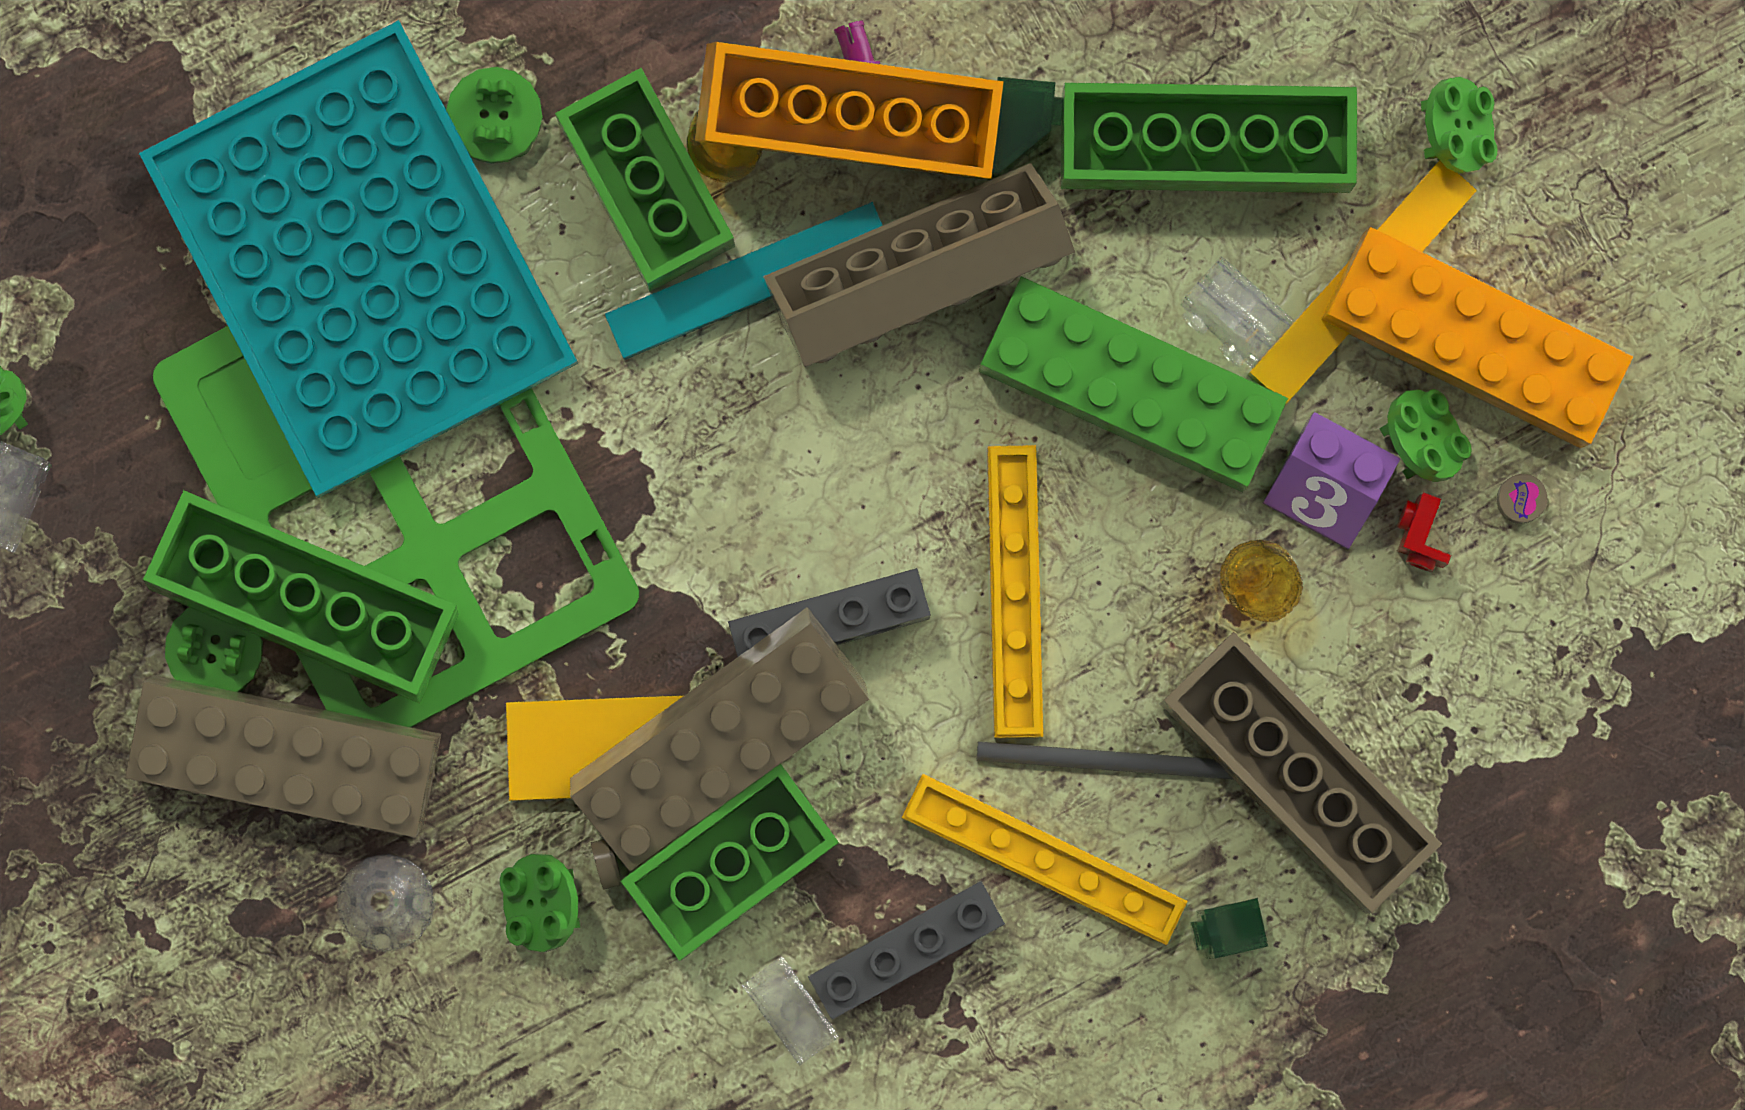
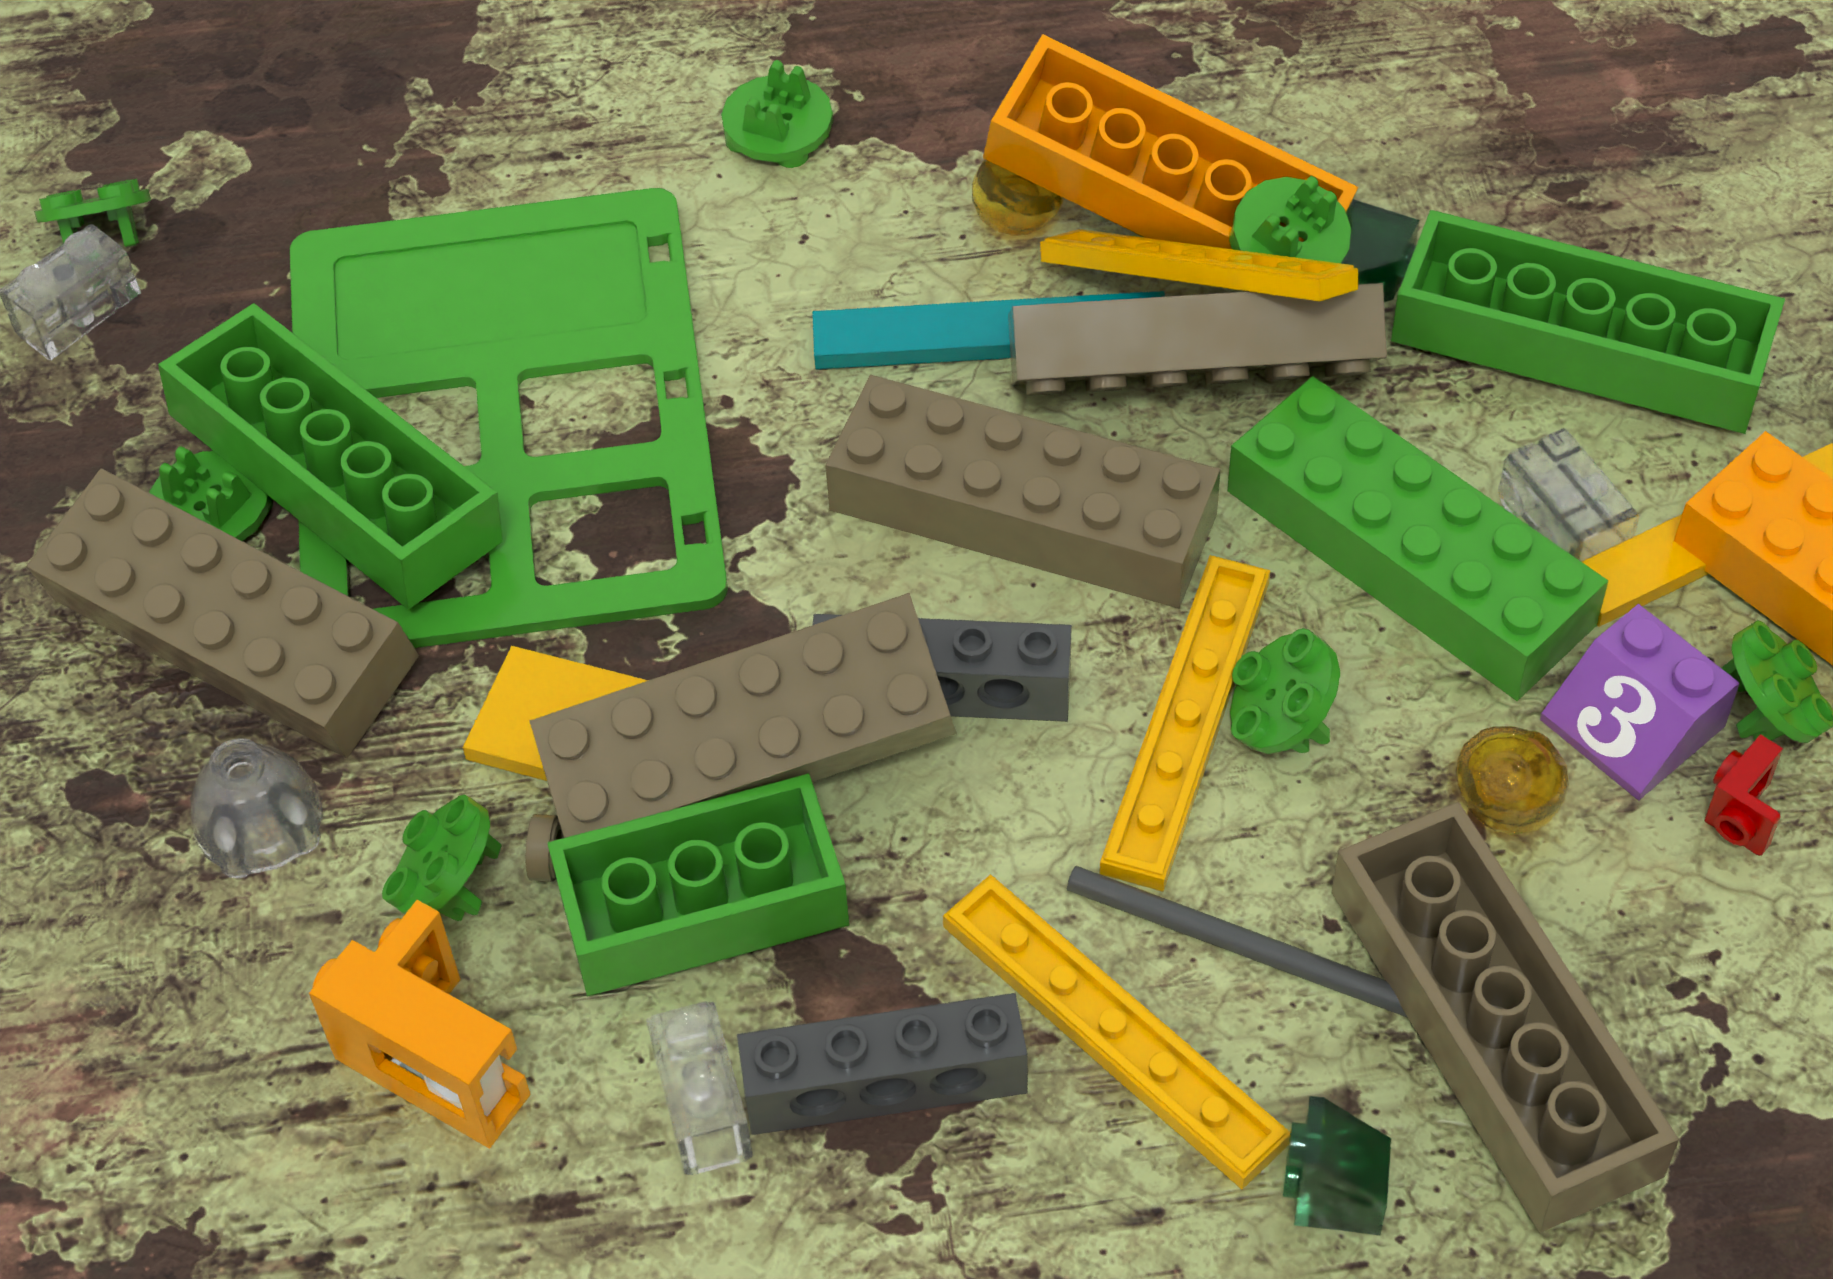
camera: 30 degrees right, 30 degrees down
(358, 259) = (566, 196): teal plate -> none
(588, 1050) = (403, 1029): none -> light orange brick
(645, 179) = (914, 196): bright green brick -> none
(832, 439) = (1023, 490): none -> dark tan brick
(903, 208) = (1201, 264): none -> yellow tile
(958, 174) = (1305, 211): none -> bright green plate
(1074, 541) = (1285, 693): none -> bright green plate

